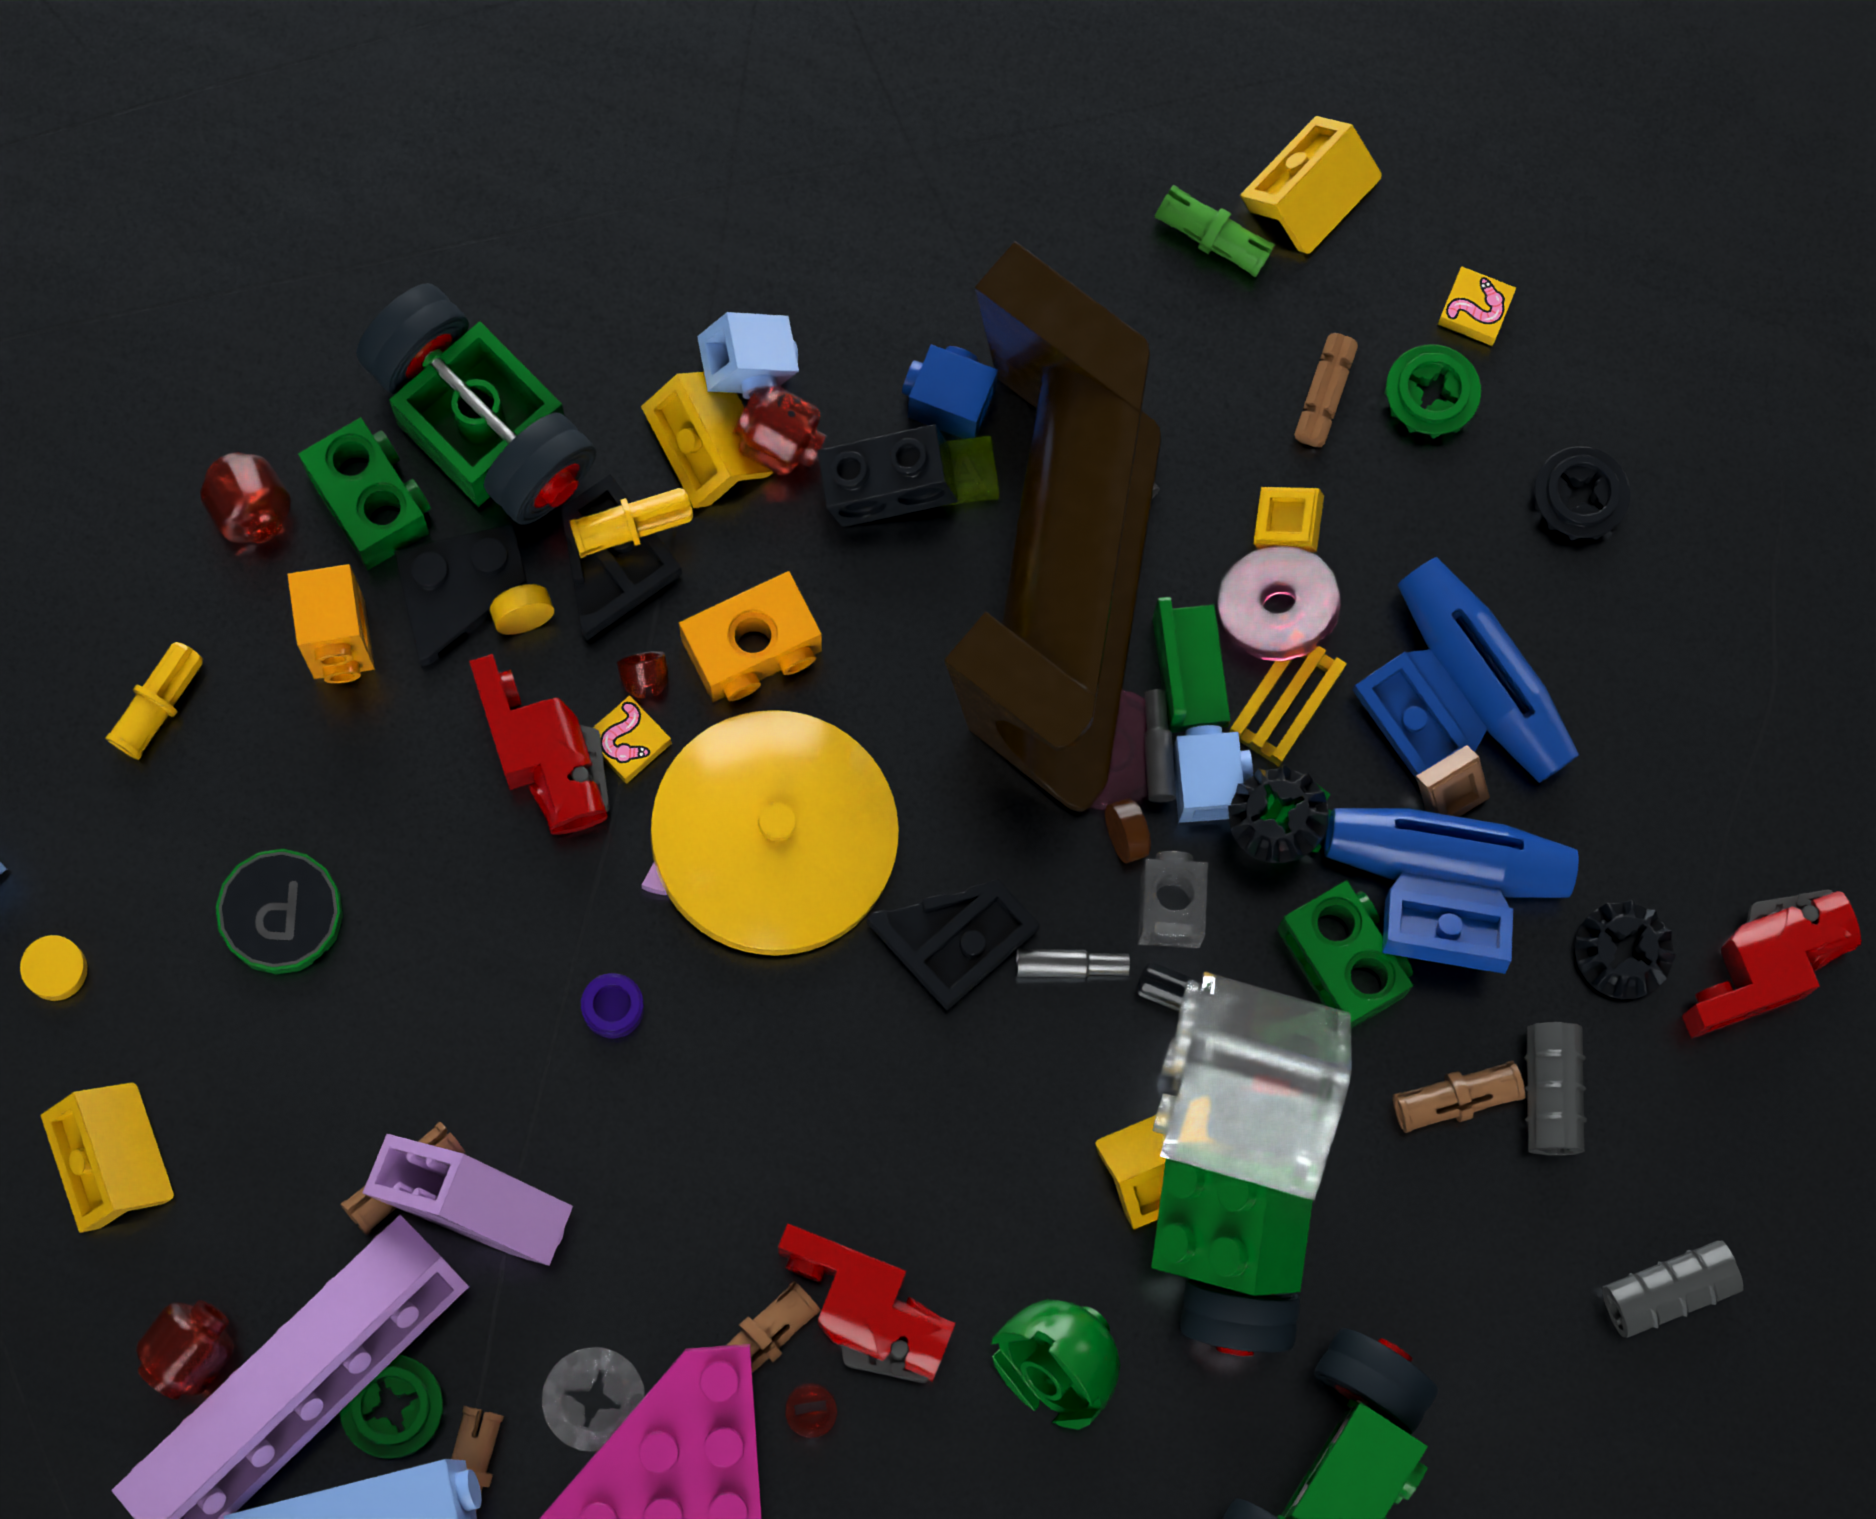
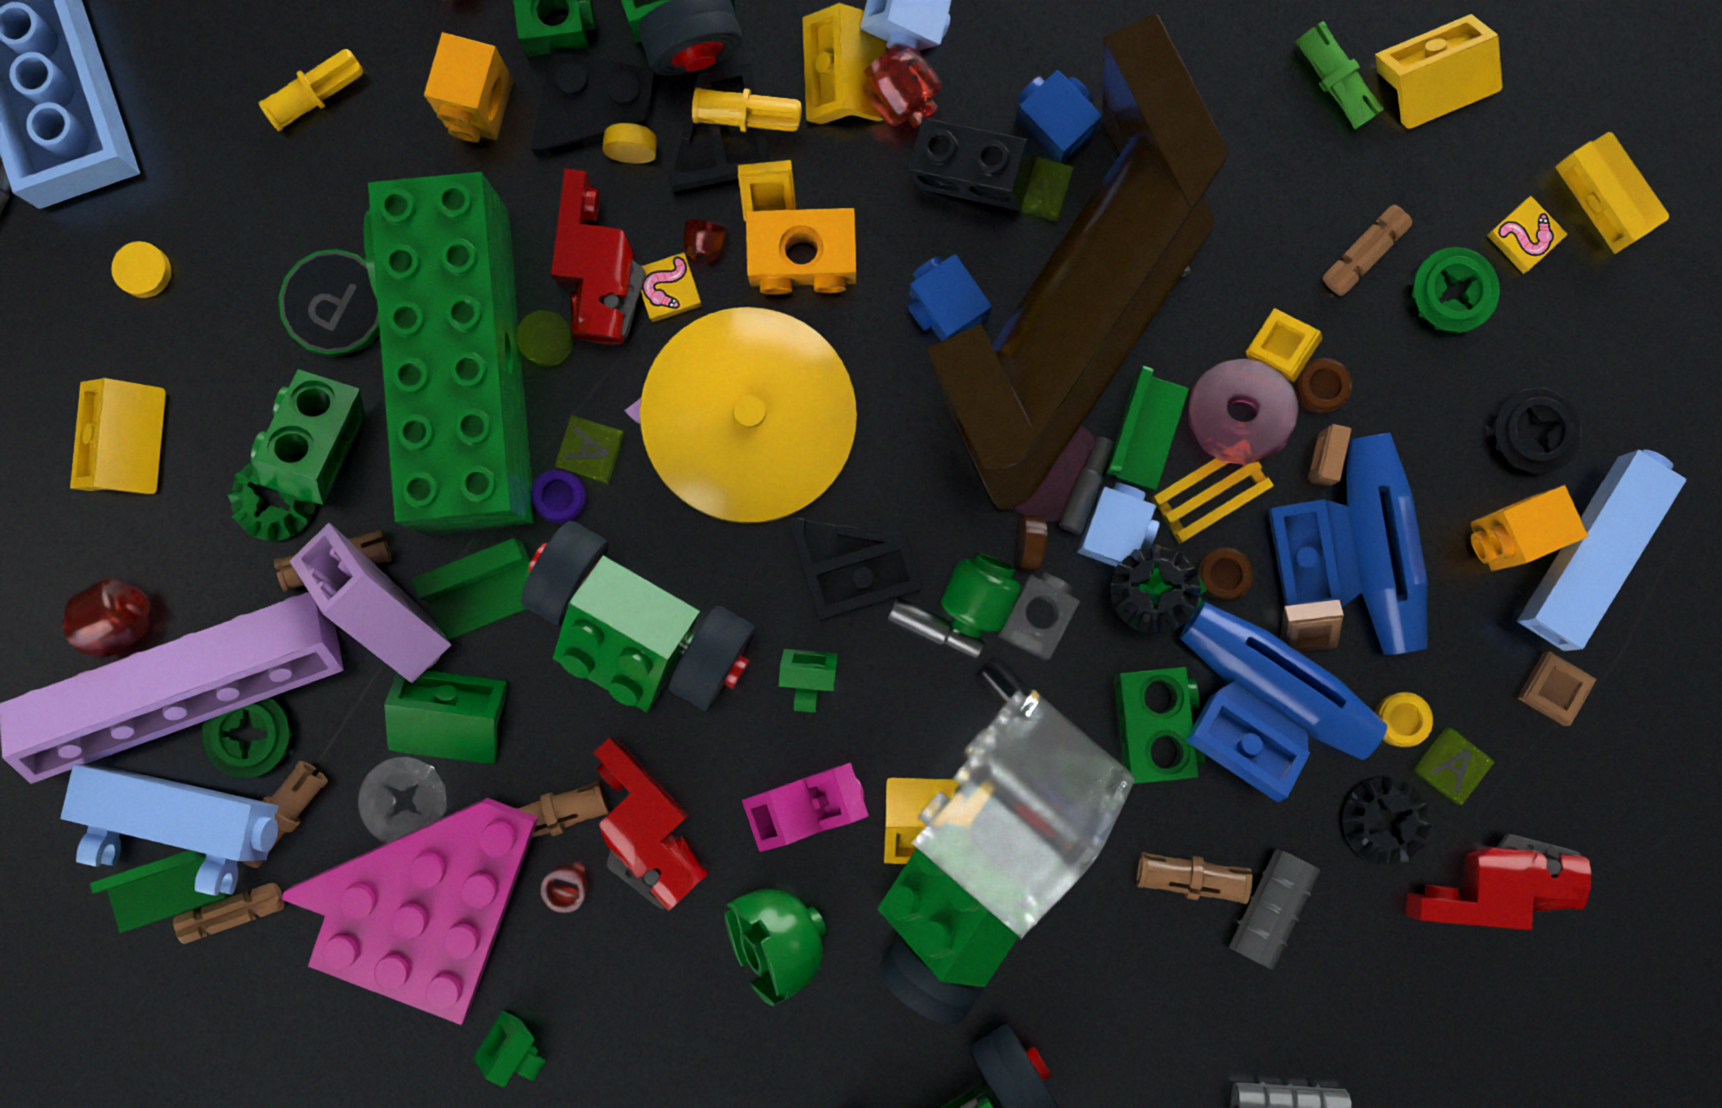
camera: 30 degrees right, 10 degrees up
(323, 1166) = (273, 523): none -> green gear
(328, 1055) = (321, 438): none -> green brick
(409, 835) = (450, 354): none -> green piece
(522, 848) = (544, 338): none -> clear neon green tile
(574, 1136) = (476, 588): none -> green panel
(599, 1289) = (445, 716): none -> green panel
(623, 941) = (589, 449): none -> clear neon green tile
(685, 590) = (766, 186): none -> yellow tile
(756, 1097) = (629, 630): none -> brick
(924, 621) = (946, 298): none -> blue brick
(962, 1068) = (807, 674): none -> green tile
(1026, 1203) = (805, 807): none -> dark pink brick
(1102, 905) = (980, 594): none -> green head
(1343, 774) = (1225, 574): none -> reddish brown tile
(1347, 543) = (1323, 386): none -> reddish brown tile
(1387, 608) = (1329, 455): none -> medium nougat tile
(1539, 228) = (1612, 191): none -> yellow panel
(1595, 837) = (1407, 719): none -> yellow tile
(1617, 591) = (1527, 529): none -> light orange brick
(1664, 863) = (1454, 766): none -> clear neon green tile
(1700, 577) = (1594, 569): none -> light blue brick
(1728, 740) = (1556, 688): none -> medium nougat tile

